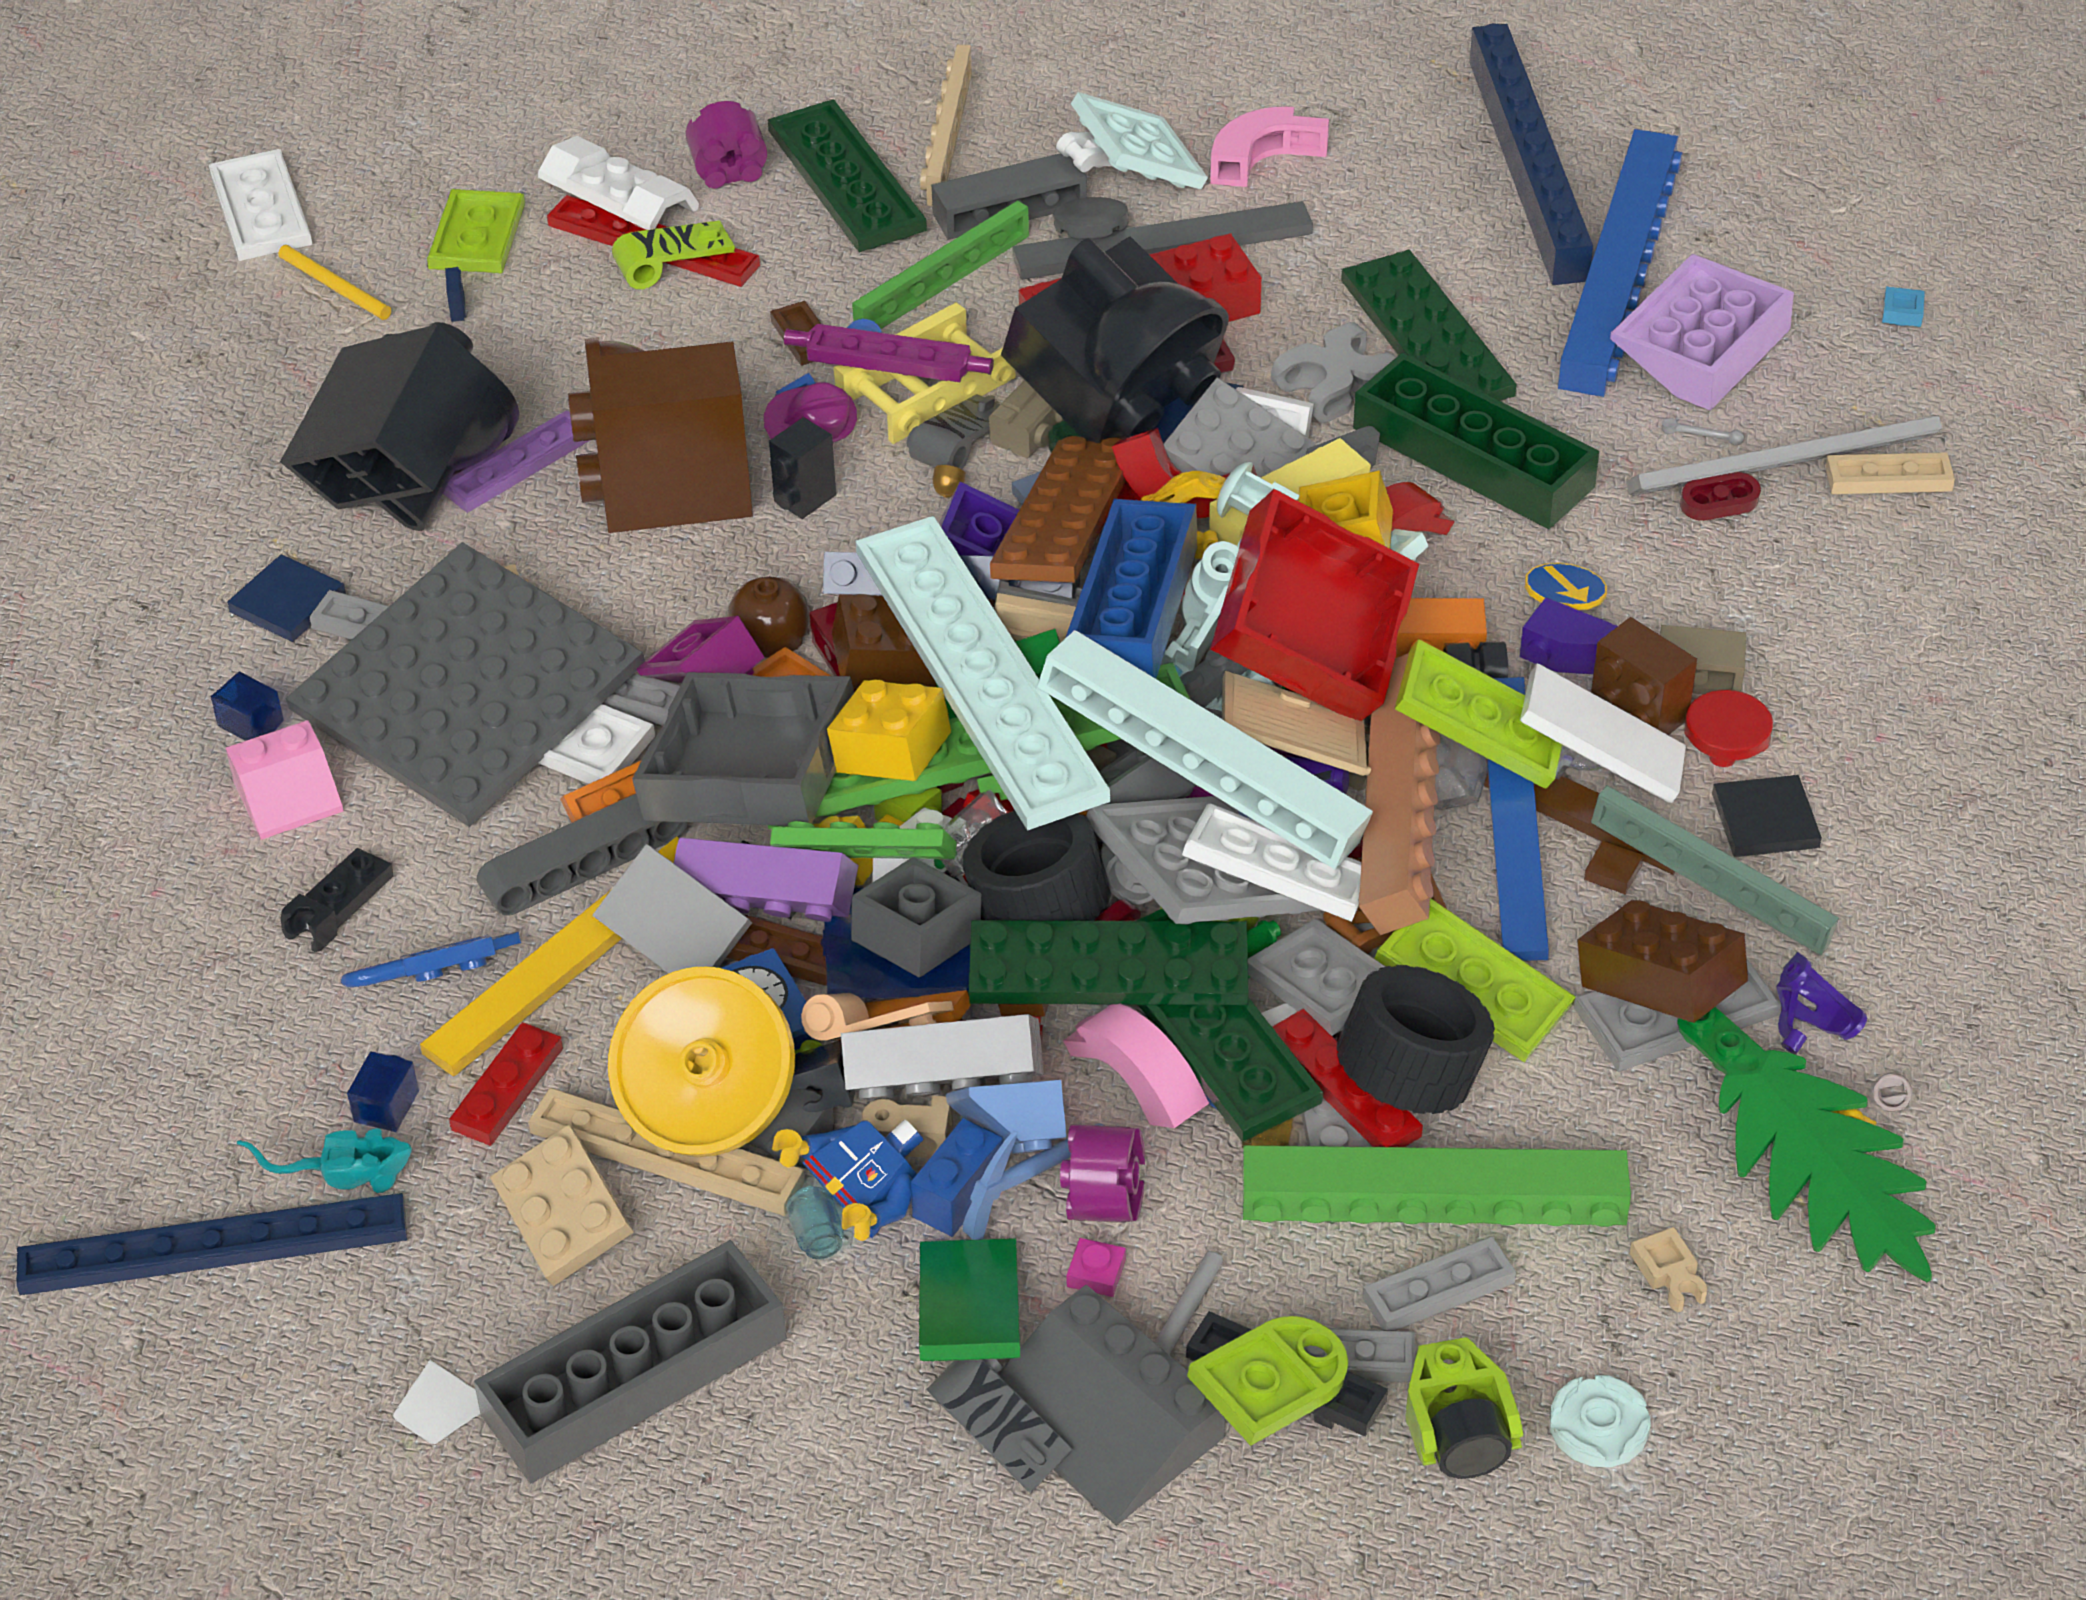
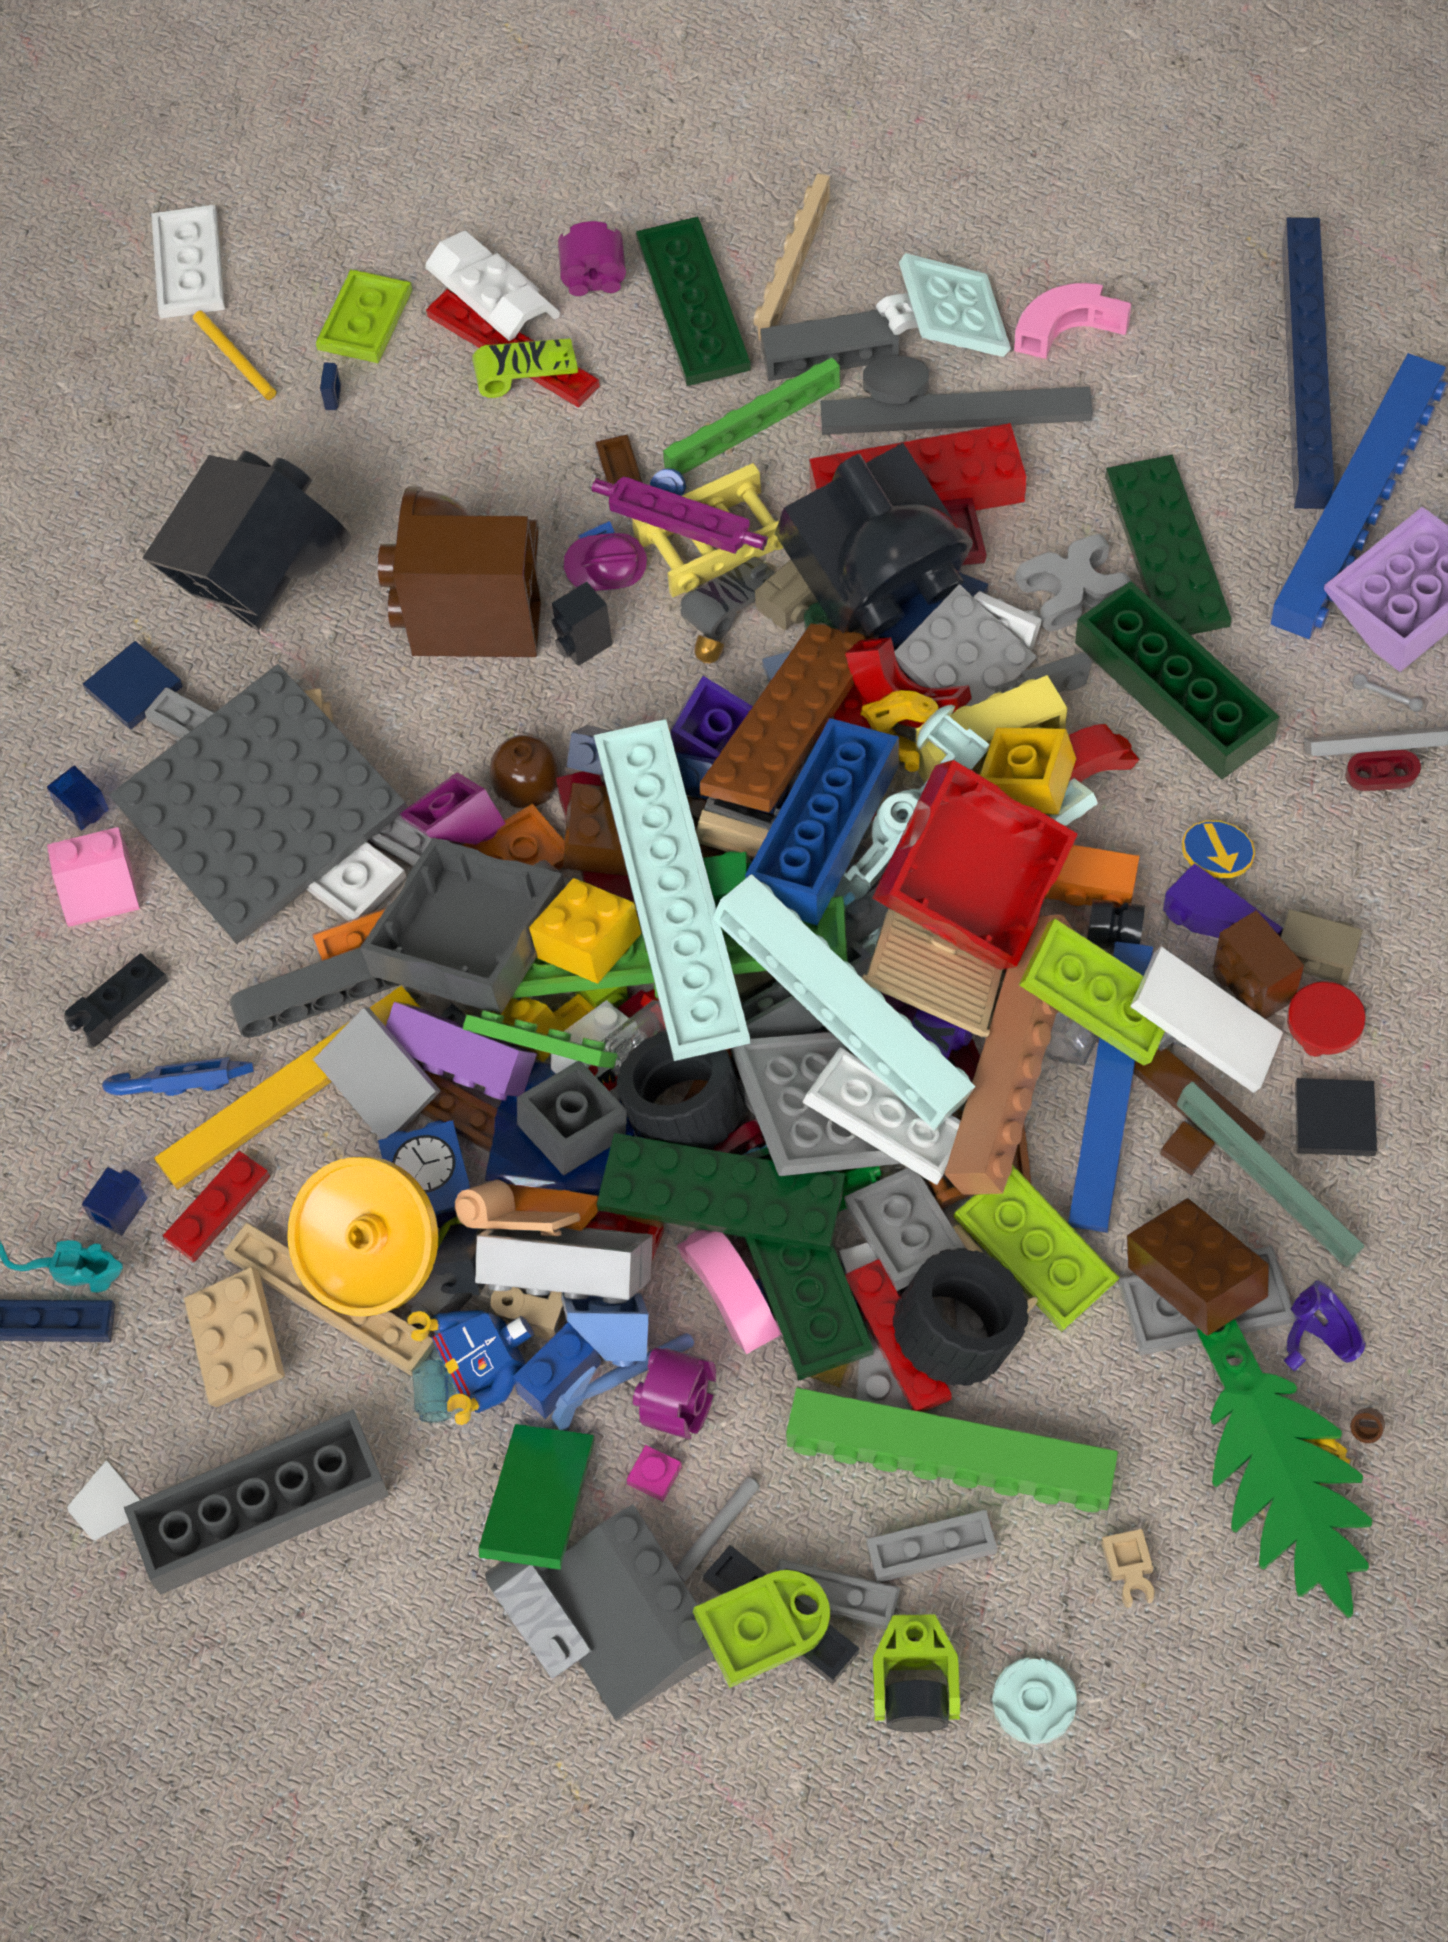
camera: 15 degrees right, 15 degrees up
(512, 463) = (339, 575): medium lavender tile -> none

